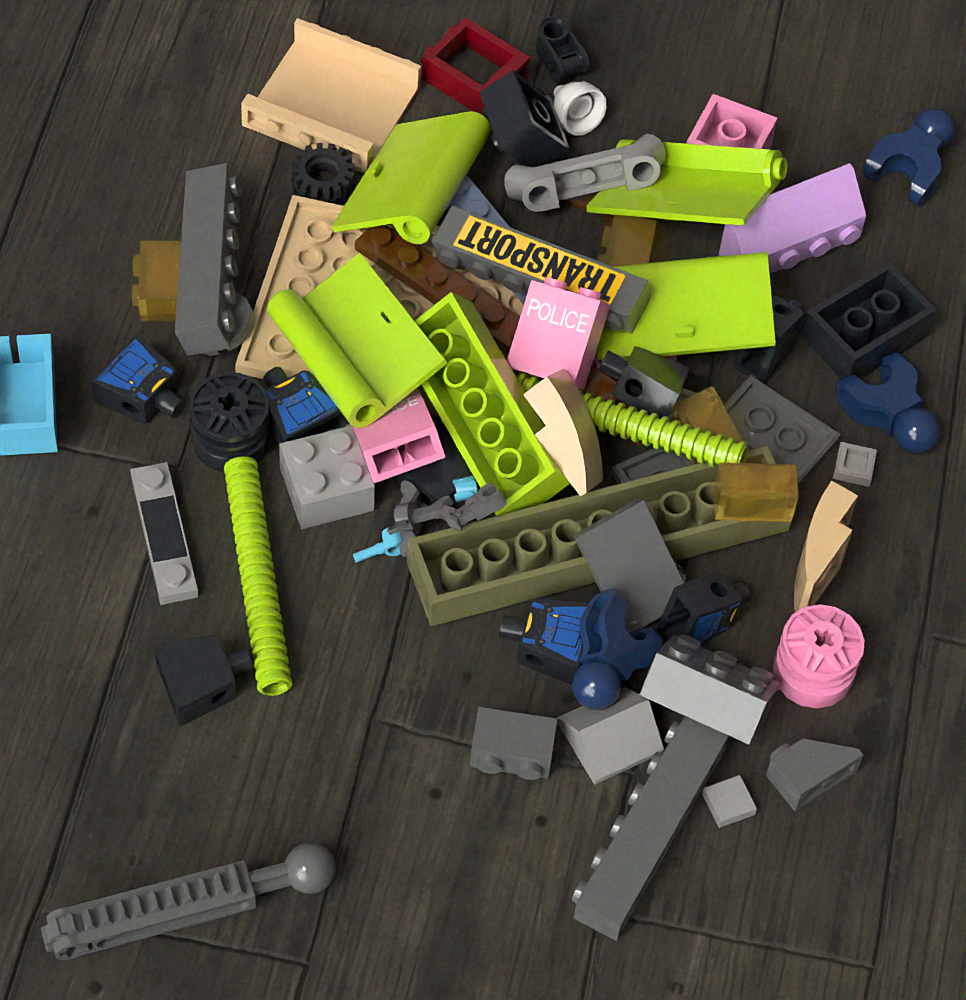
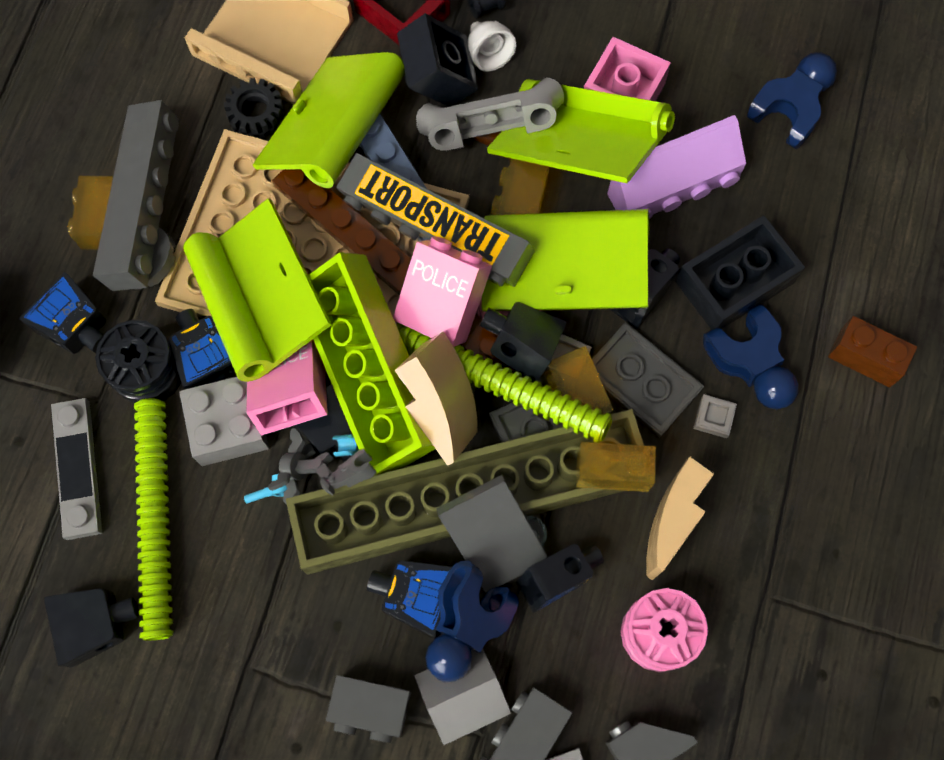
camera: 10 degrees right, 15 degrees up
(711, 687) = (557, 668): brick -> none

